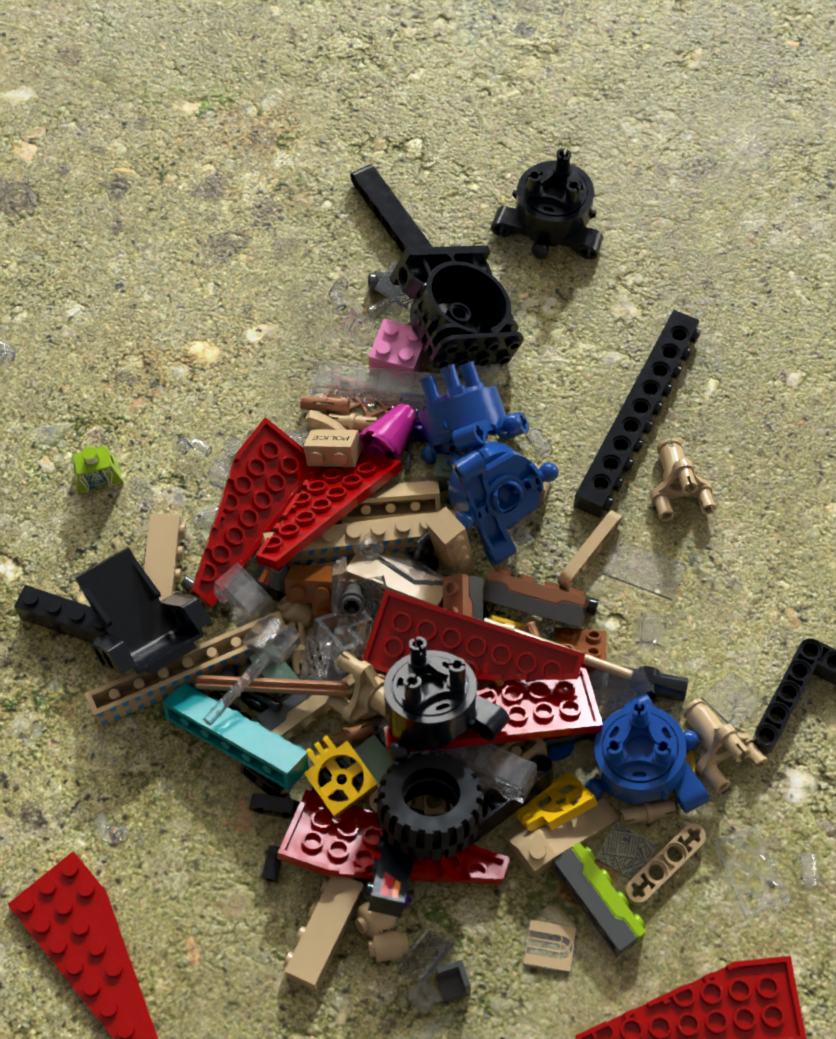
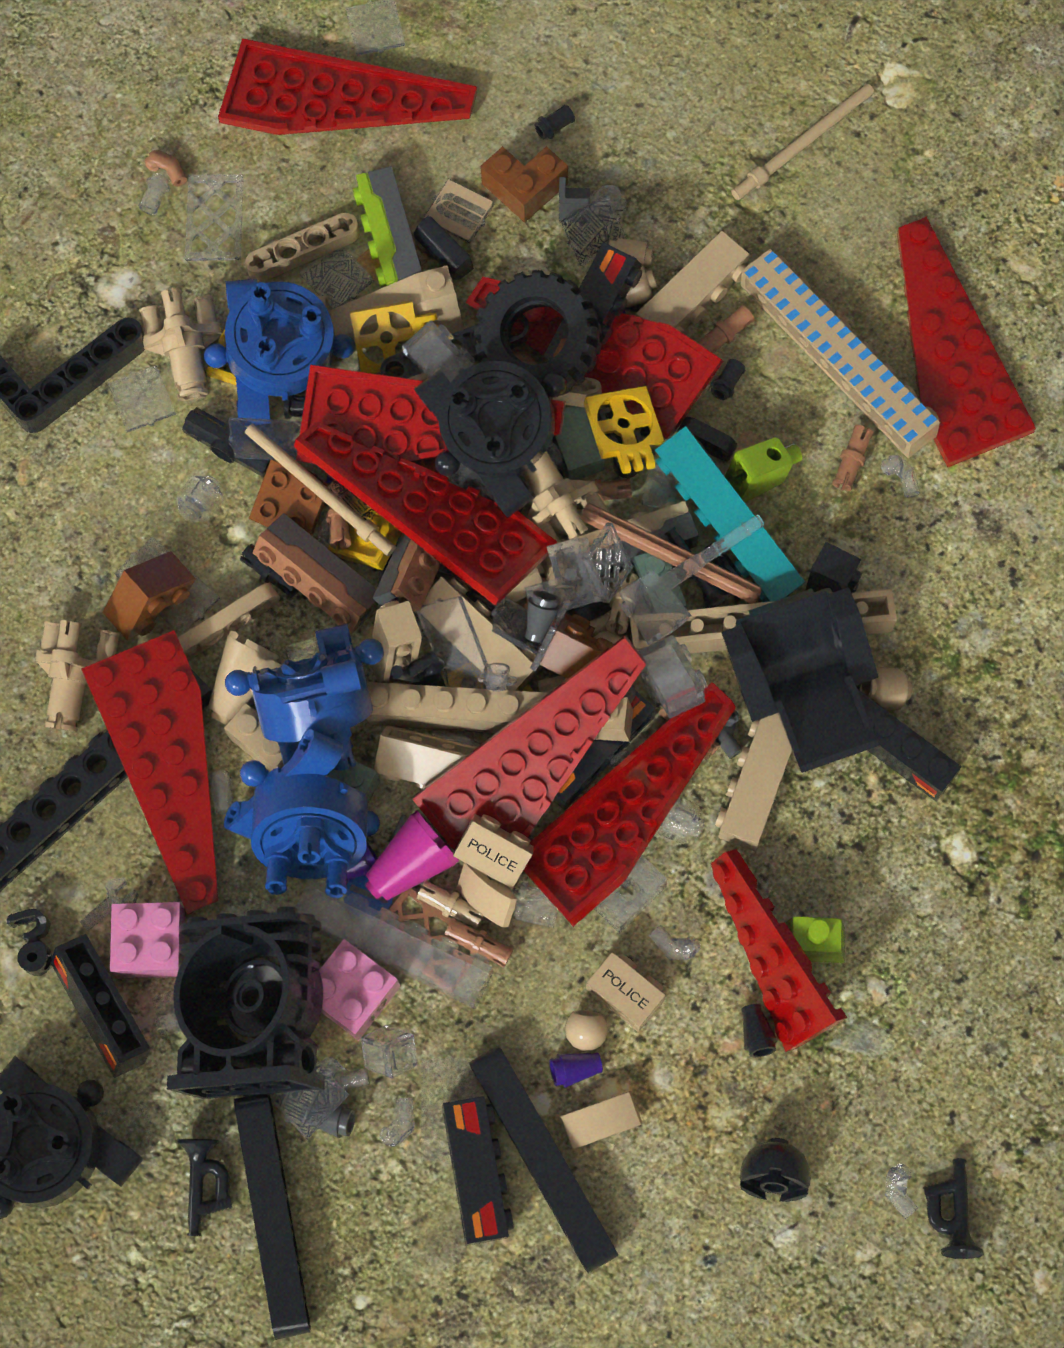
camera: 160 degrees left, 10 degrees up
(81, 656) = (889, 689): none -> tan head
(87, 332) = (775, 1169): none -> black cylinder
(110, 437) = (775, 957): none -> red wing
(120, 408) = (757, 1033): none -> black cone
(142, 718) = (834, 570): none -> black brick
(152, 829) = (852, 458): none -> nougat pin
(185, 911) = (840, 353): none -> tan brick
(206, 330) = (601, 1120): none -> tan slope
(216, 405) = (626, 990): none -> tan brick
(221, 790) = (761, 467): none -> lime torso
(235, 375) = (586, 1029): none -> tan piece
(236, 354) = (574, 1067): none -> dark purple cone
(241, 300) = (543, 1159): none -> black beam
(280, 279) = (475, 1170): none -> black brick
(287, 904) = (726, 330): none -> nougat pin
(453, 235) = (197, 1152): none -> black piece
(502, 976) = (520, 186): none -> dark orange brick
(546, 339) = (146, 940): none -> bright pink brick
(546, 900) = (443, 248): none -> black brick
(556, 291) = (100, 1005): none -> black brick
(556, 518) = (238, 655): none -> tan cone
(580, 360) = (104, 908): none -> clear bar
(596, 452) = (158, 733): none -> red wing
(614, 316) = (35, 955): none -> black leg
(650, 543) = (145, 592): none -> dark orange brick
(812, 903) = (160, 159): none -> nougat arm

